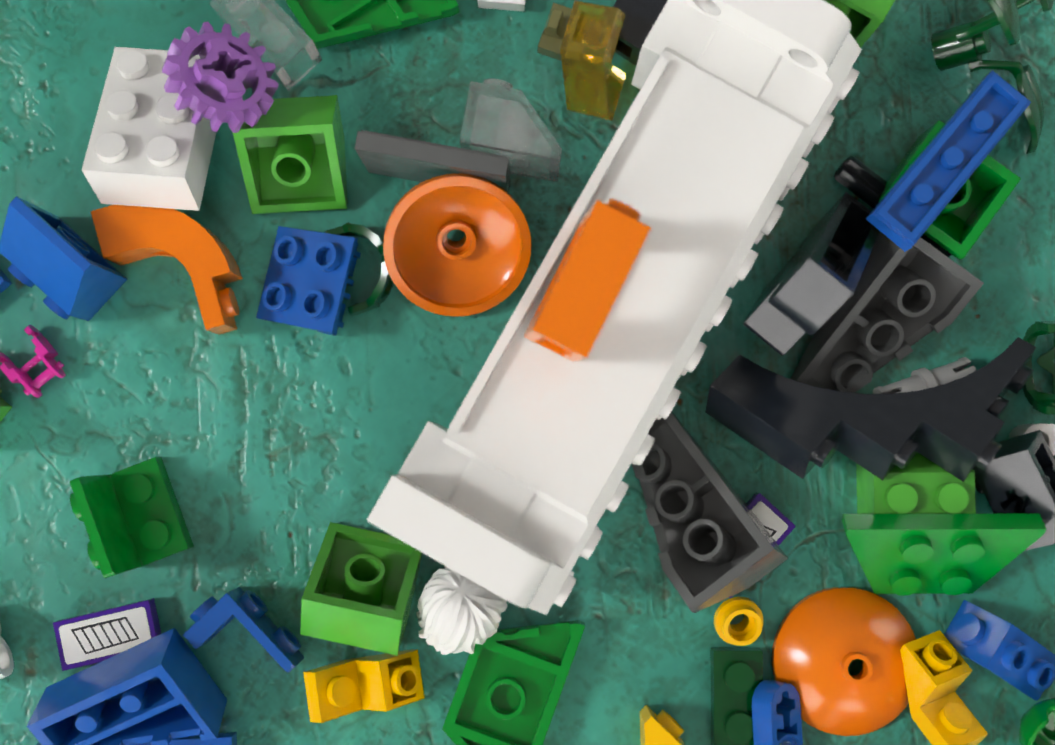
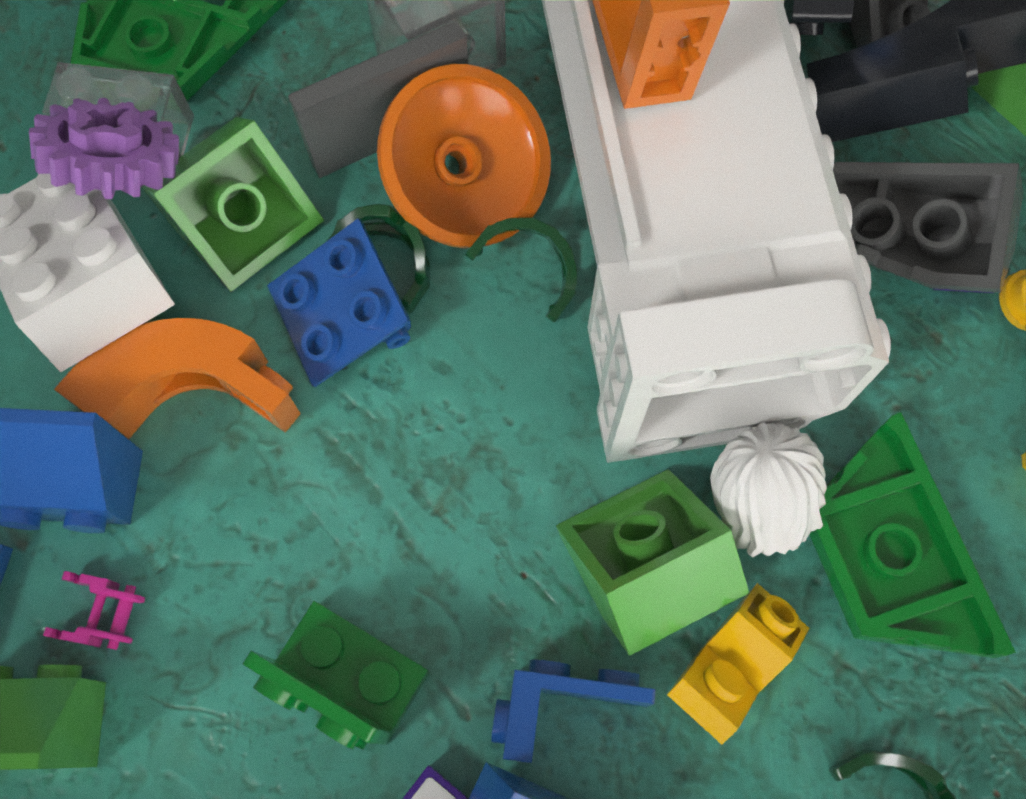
camera: 40 degrees left, 15 degrees down
(468, 335) = (560, 245): none -> dark green helmet

